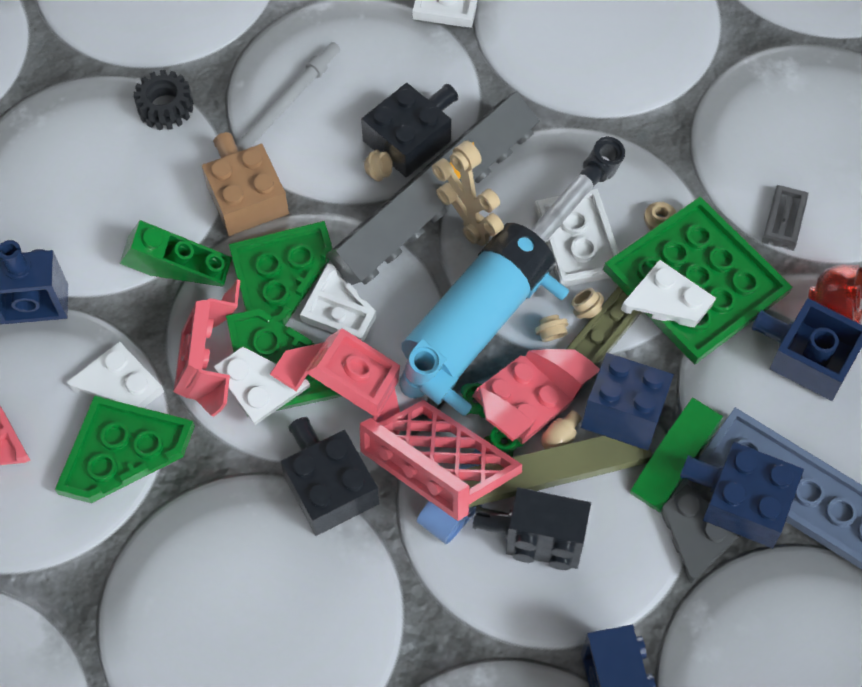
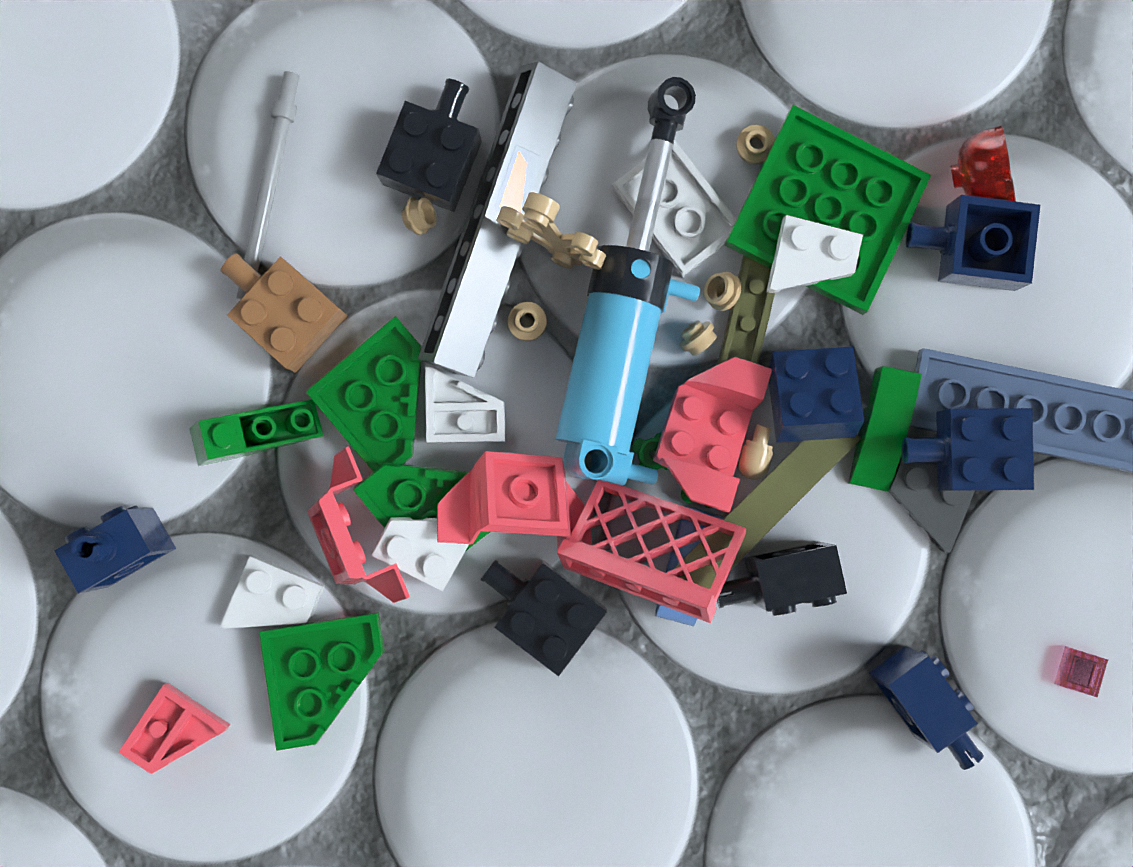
camera: 25 degrees left, 25 degrees up
(160, 86) = (113, 222): black tyre -> none
(423, 275) = (532, 332): none -> tan plate
(780, 238) = (891, 115): flat silver tile -> none

